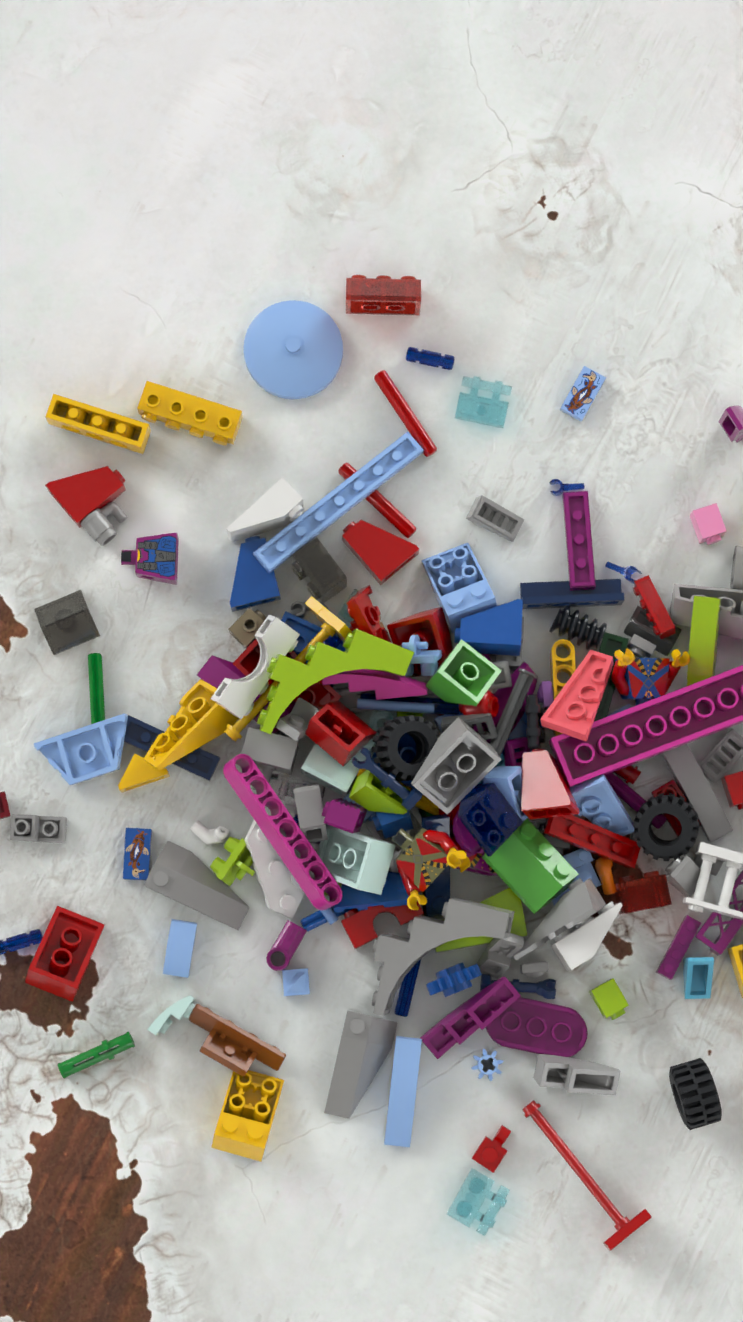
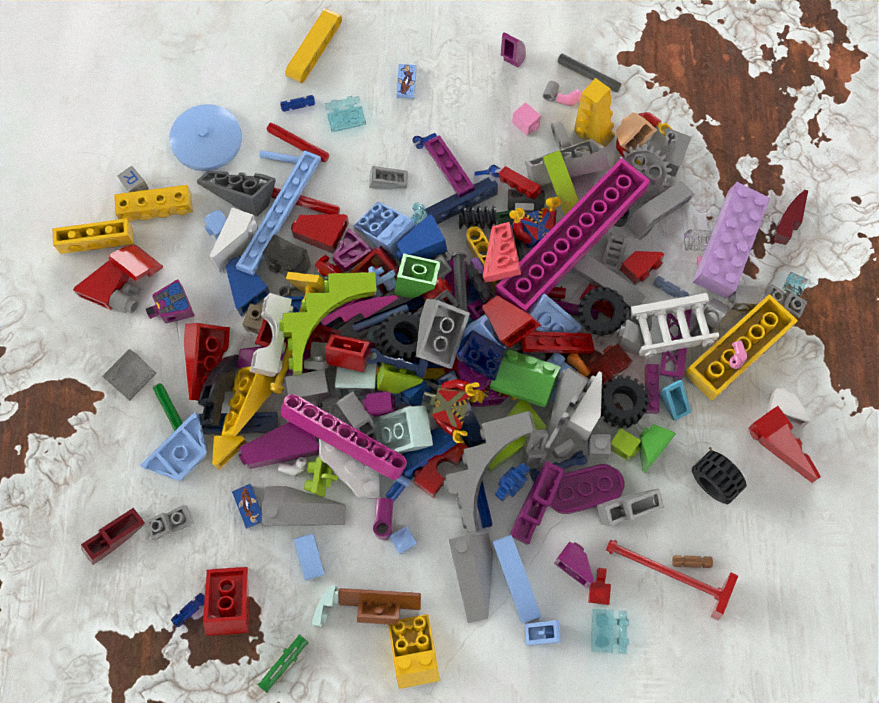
camera: 20 degrees left, 10 degrees down
(134, 483) = (135, 262): none -> red slope
(166, 640) = (203, 350): none -> red wedge
(166, 689) = (216, 385): none -> black slope
(177, 371) = (132, 180): none -> light grey brick
(203, 800) = (279, 446): none -> magenta slope
(254, 480) = (215, 223): none -> light blue brick
(305, 447) = (245, 192): none -> dark grey wedge
(374, 422) = (280, 157): none -> light blue bar
(383, 295) = (249, 79): clear red slope -> none
(401, 1166) = (543, 633): none -> light blue slope
(403, 595) = (351, 251): none -> magenta wing
(479, 1066) = (570, 527): light blue gear -> none
(479, 1107) = (575, 563): none -> magenta slope
(487, 286) = (313, 45): none -> yellow beam
(509, 586) = (419, 211): none -> clear light blue arm
(577, 987) = (599, 446): none -> light grey brick
(615, 1171) = (692, 561): none -> medium nougat axle
(641, 1016) = (652, 444): none -> bright green slope
(654, 939) = (632, 390): none -> black tyre

